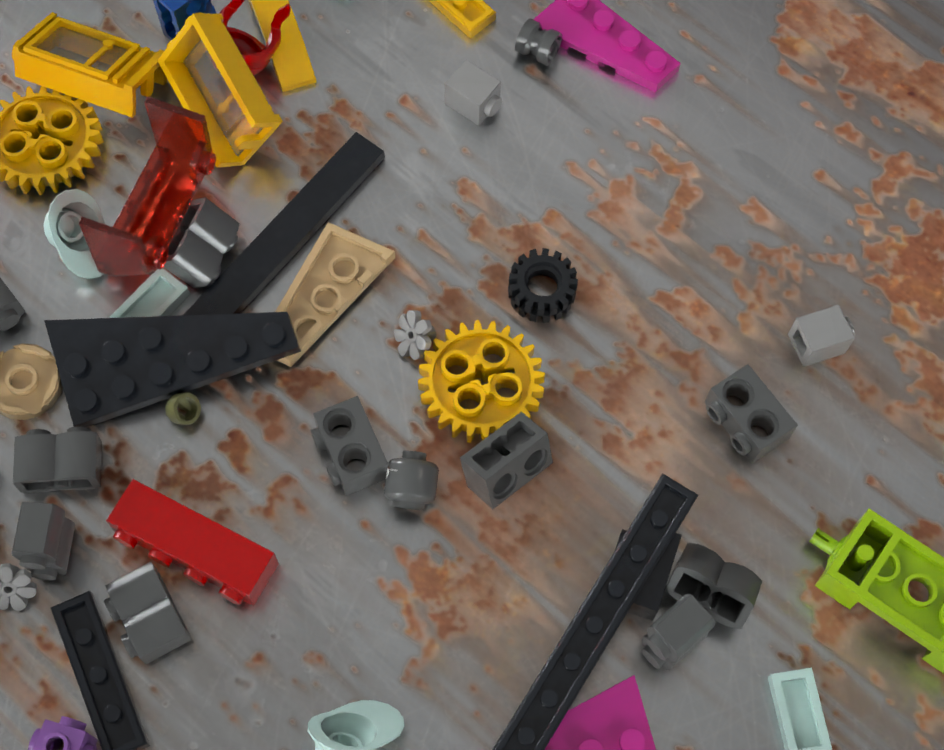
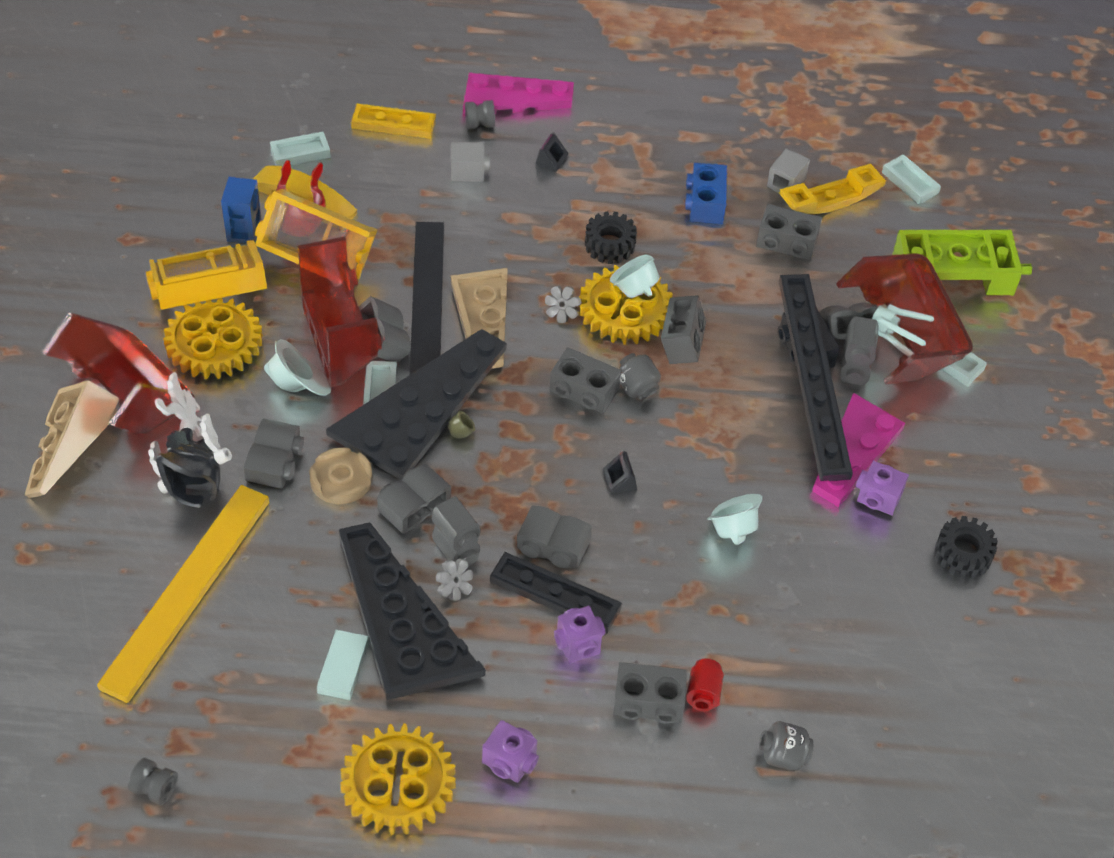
camera: 40 degrees left, 15 degrees down
(193, 543) = (544, 484): red brick -> none
(289, 587) = (620, 474): none -> black slope
(497, 362) = (636, 276): none -> light aqua piece
(575, 138) = (551, 154): none -> black slope
(706, 304) = (707, 193): none -> blue brick
(734, 624) = (889, 322): none -> light aqua plant
(797, 640) = (913, 285): none -> clear red windscreen
(852, 397) = (834, 195): none -> yellow slope

